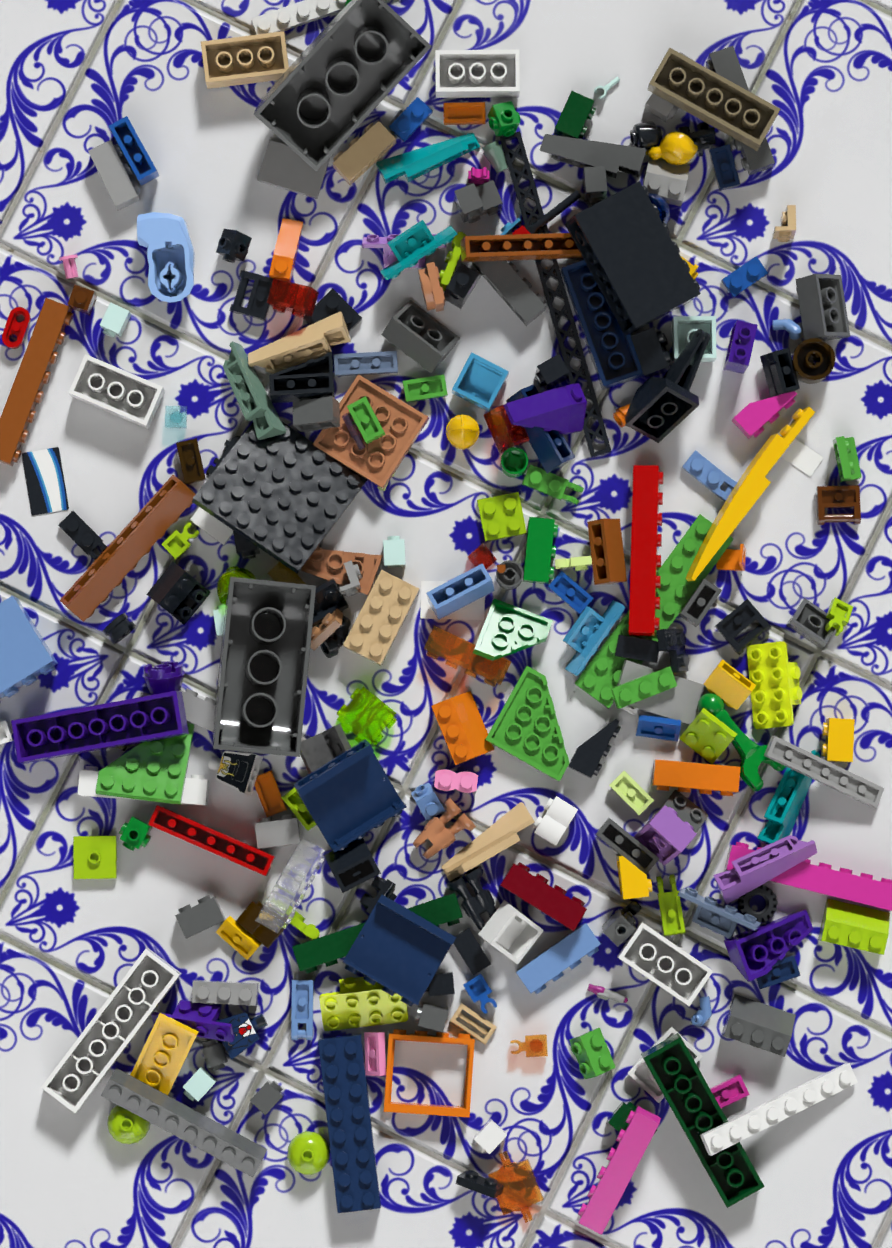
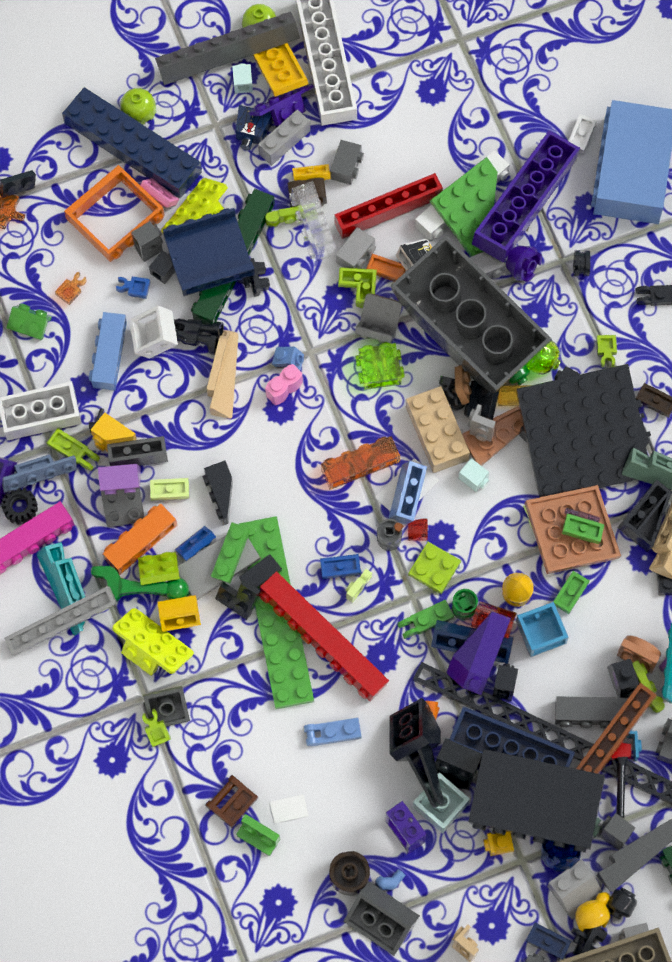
camera: 135 degrees right, 15 degrees down
(95, 857) = (444, 134): lime plate -> none
(128, 548) = (631, 311): dark orange brick -> none
(143, 834) = (437, 163): green brick -> none
(178, 593) = (572, 318): black slope -> none
(214, 1054) = (251, 99): dark grey brick -> none
(267, 1096) = (195, 109): dark grey brick -> none
(302, 1009) = (229, 174): medium blue plate -> none
(316, 413) = (617, 502): dark grey brick -> none
(349, 796) = (337, 309): dark blue panel -> none
(352, 865) = (291, 276): black slope -> none
(365, 363) = (624, 568): sand blue plate -> none
(420, 336) = (610, 620): dark grey slope -> none
(440, 835) = (258, 346): nougat piece -> none
(462, 727) = (315, 418): orange slope -> none
(471, 951) = (170, 302): black tile -> none
(488, 1033) = (105, 272): tan tile -> none
(489, 1137) = (40, 216): white brick -> none
(510, 631) = (351, 501): plate -> none
(530, 726) = (274, 462): bright green plate -> none
(540, 550) = (388, 570): green brick -> none
(544, 897) = (156, 371): dark red brick -> none
(555, 820) = (198, 425): white brick -> none
(589, 633) = (301, 554): dark azure bracket -> none
(606, 994) = (57, 362): light grey piece -> none
(607, 551) = (345, 612): dark orange brick -> none
(619, 927) = (90, 403): dark grey brick -> none
(700, 602) = (252, 642): dark grey brick -> none
(733, 559) = (261, 694): orange bracket -> none
(738, 621) = (216, 659): black plate -> none
(744, 276) = (454, 884): blue plate -> none
(747, 491) = (299, 744): yellow slope -> none
(757, 414) = (347, 801): dark pink slope -> none
(762, 866) = (39, 524): medium lavender wedge -> none
(779, 372) = (362, 841): black brick -> none
(838, 740) = (72, 653): yellow brick -> none

